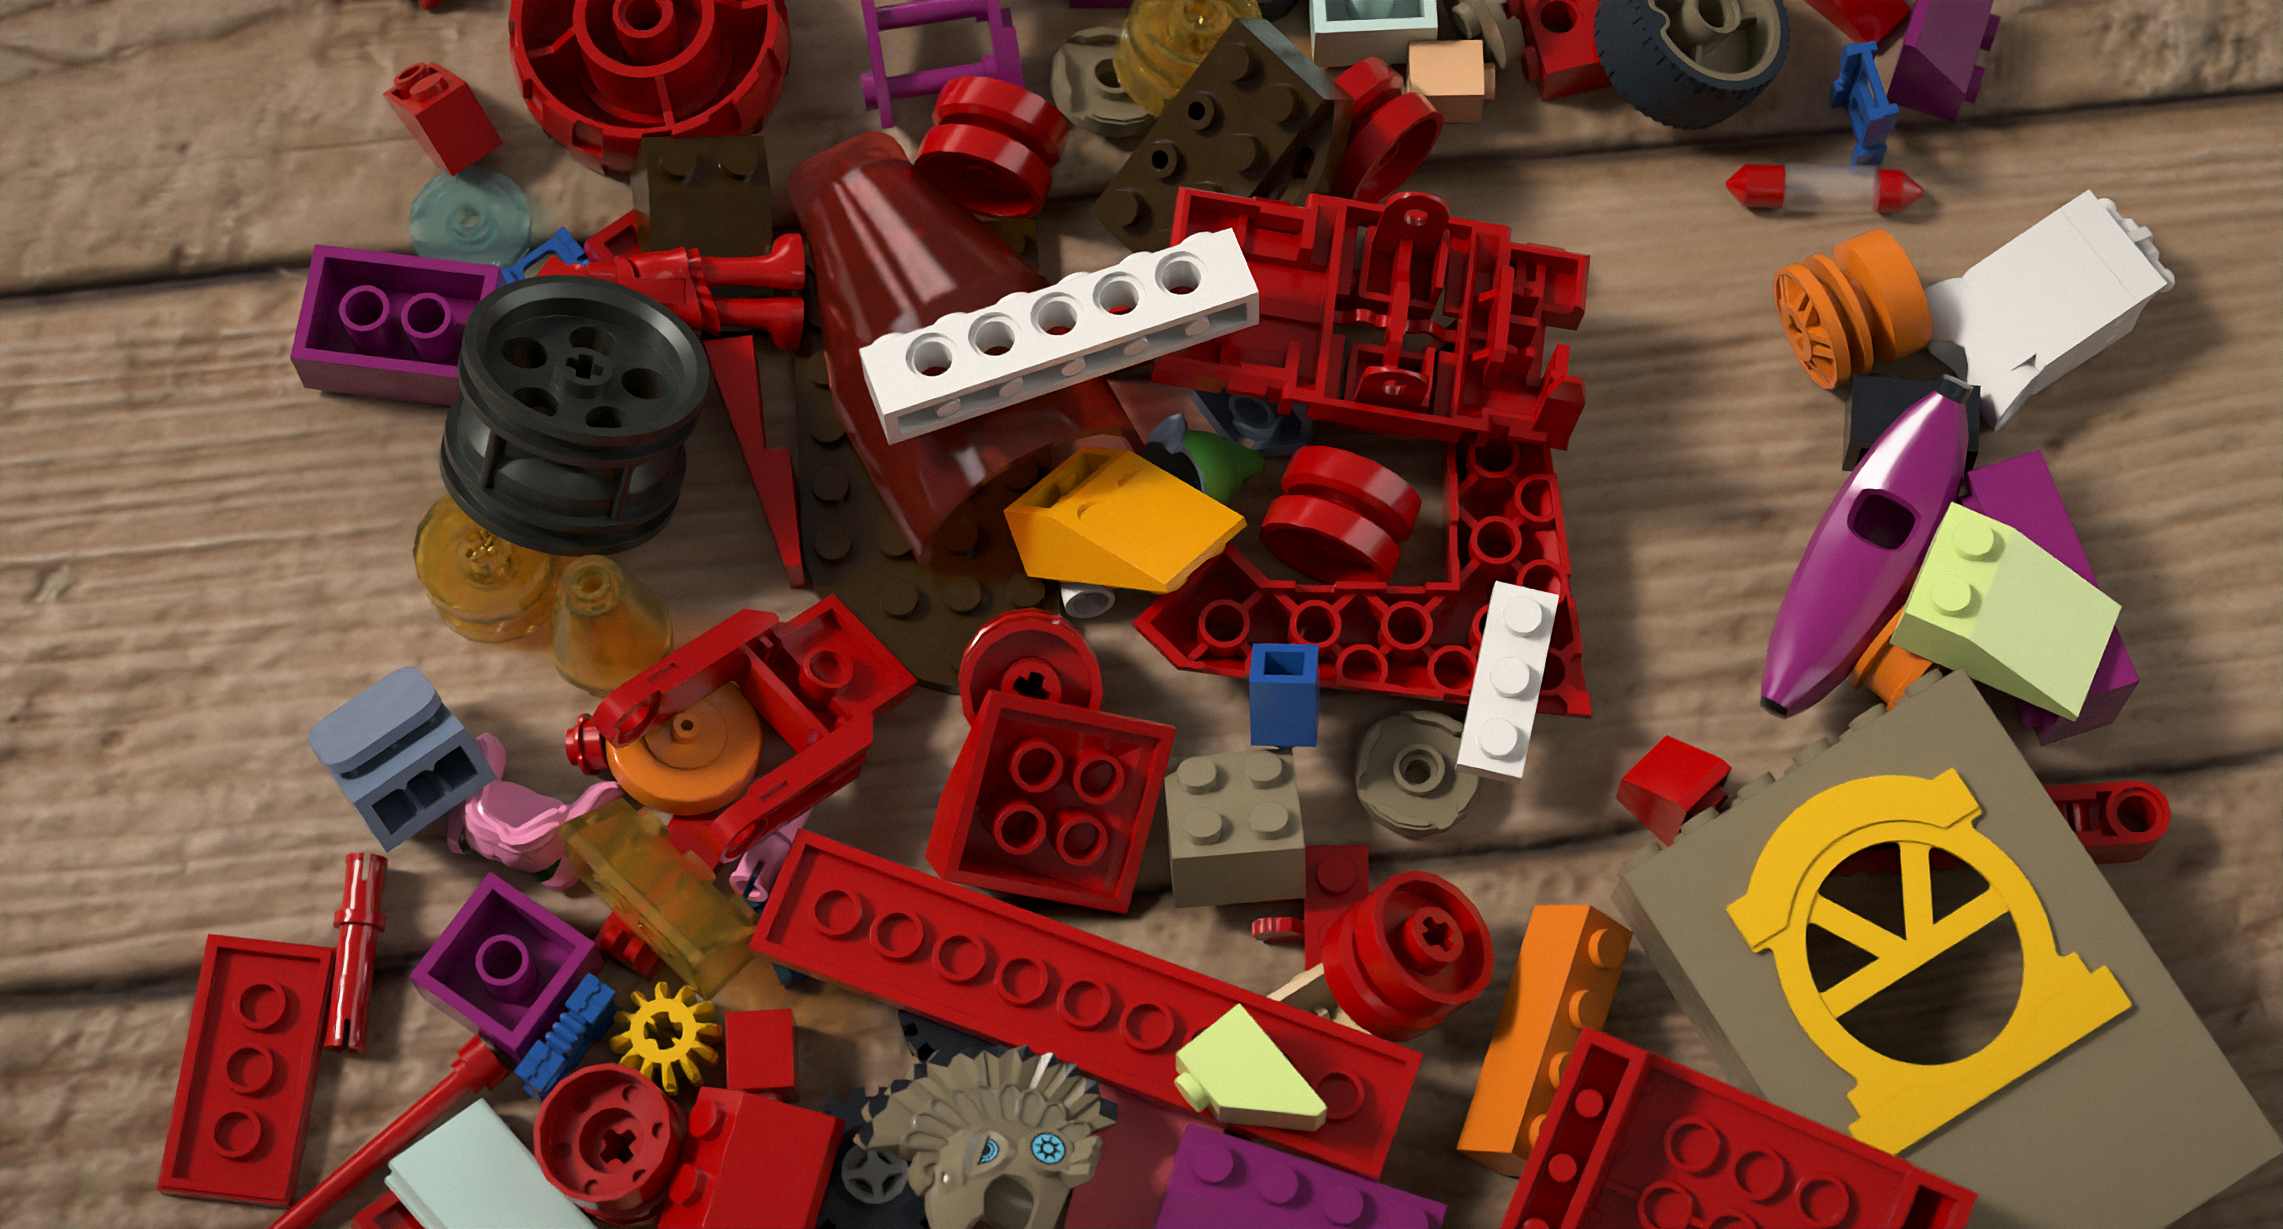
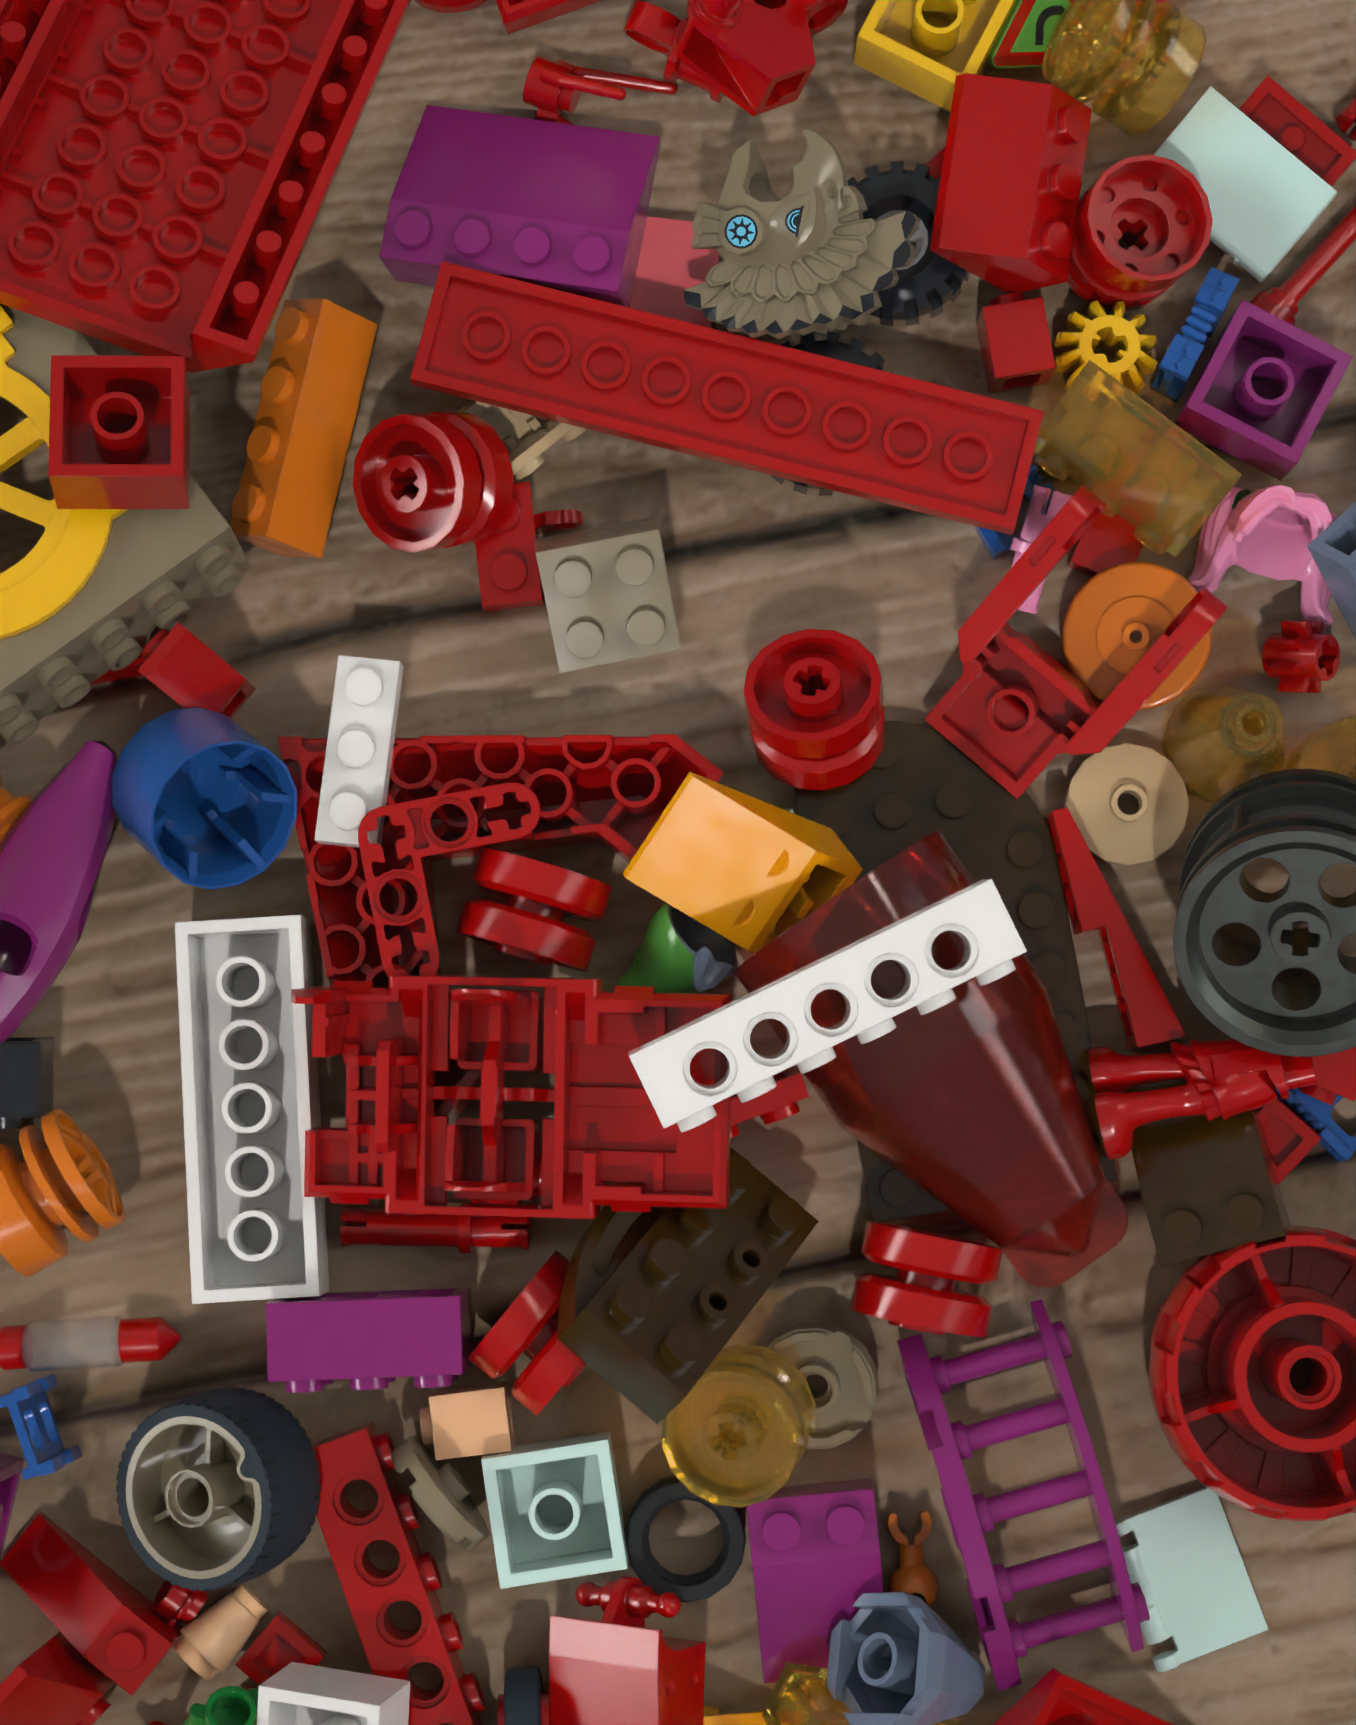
camera: 175 degrees right, 15 degrees up
(517, 700) = (1301, 656): none -> red gear
(586, 746) = (1229, 630): red plate -> none
(715, 549) = (1160, 796): none -> tan plate
(1051, 802) = (782, 587): red slope -> none
(1245, 1077) = (568, 321): yellowish green slope -> none
(1284, 695) = (569, 708): blue brick -> none
(1410, 741) = (453, 652): dark tan plate -> none
(1451, 574) = (422, 842): none -> red beam
(1537, 151) = (369, 1338): none -> magenta brick
(1644, 374) = (247, 1109): none -> white brick
(1670, 652) = (204, 798): none -> blue piece
(1730, 957) = (119, 432): none -> red brick

